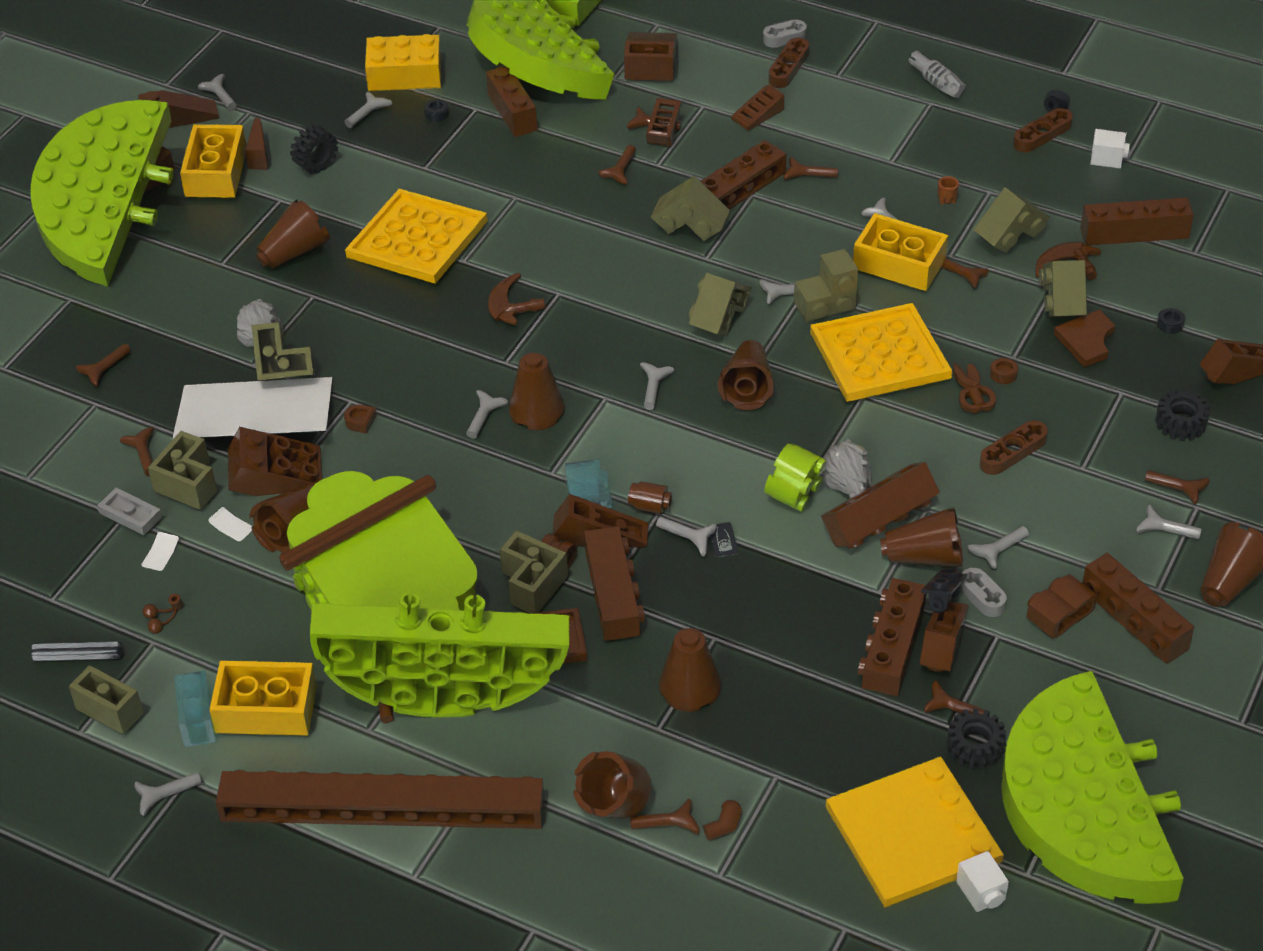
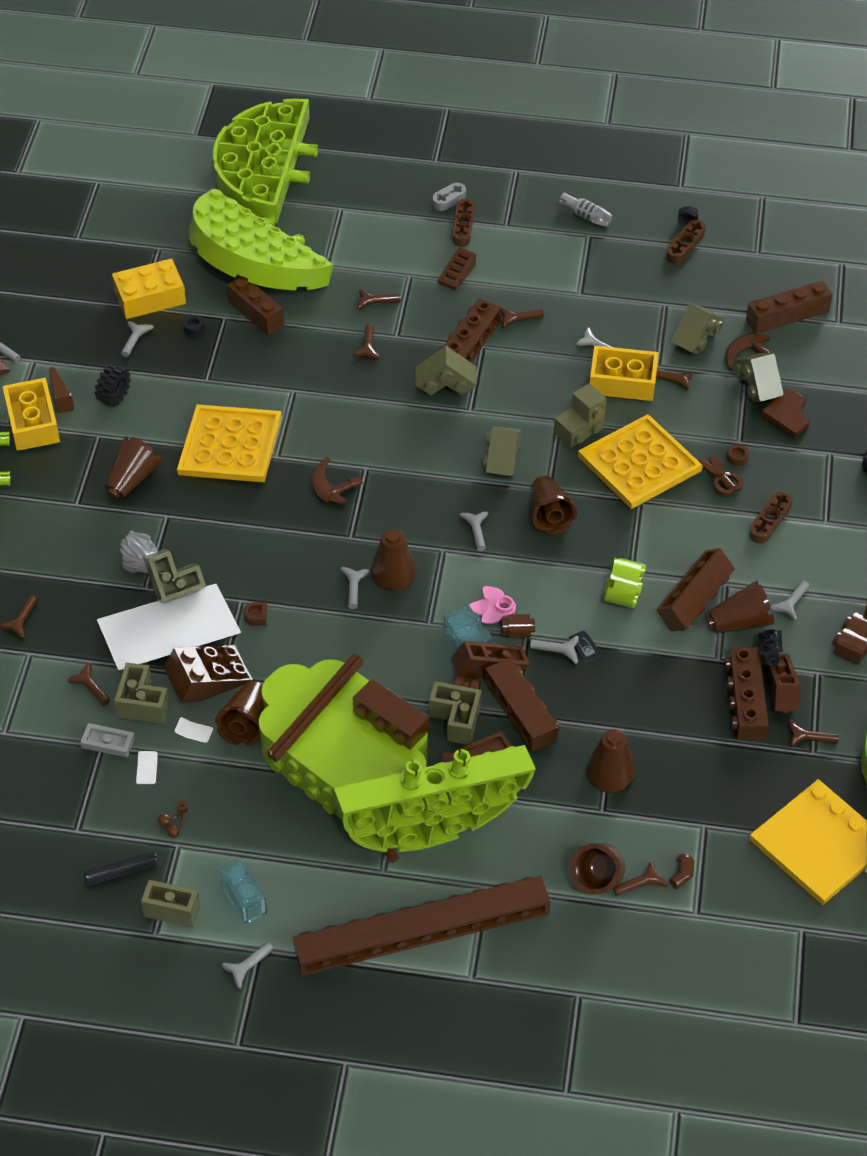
camera: 20 degrees left, 5 degrees up
(263, 698) = (296, 868): yellow brick -> none
(437, 549) = (390, 714): none -> reddish brown brick
(633, 470) = (492, 605): none -> bright pink plate
(650, 56) = (351, 239): reddish brown slope -> none
(662, 137) = (388, 312): reddish brown slope -> none
(775, 290) = (538, 426): light grey piece -> none
(847, 468) = (659, 566): light grey hair -> none
(948, 190) = (635, 310): dark orange hose -> none
(976, 753) = (840, 747): black tyre -> none
(986, 590) = (796, 640): light grey beam -> none
(1109, 148) = (743, 248): white brick -> none
(1171, 321) = (843, 384): black tile -> none

